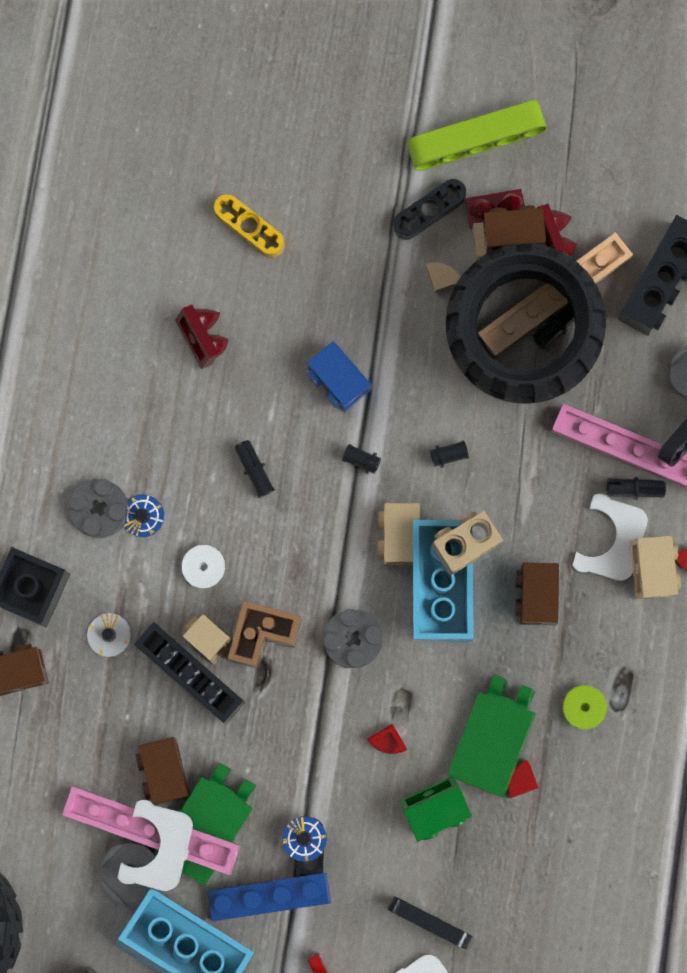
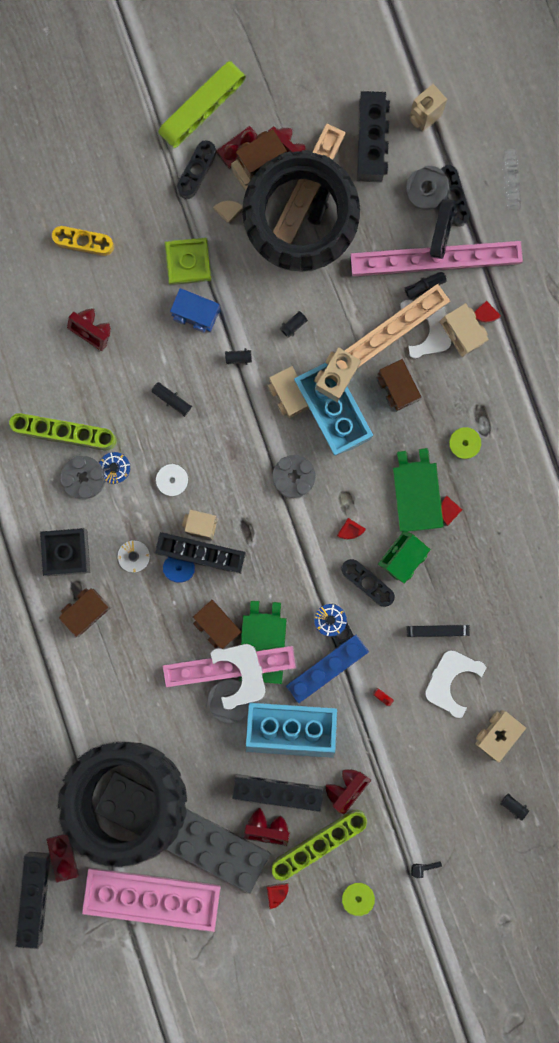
camera: 35 degrees left, 5 degrees up
(94, 431) = (54, 426): none -> lime beam
(152, 680) = (178, 570): none -> blue piece
(258, 625) = (229, 498): medium nougat brick -> none
(362, 313) = (188, 261): none -> lime tile
(374, 792) = (377, 597): none -> black beam
(572, 520) = (397, 326): none -> light nougat plate

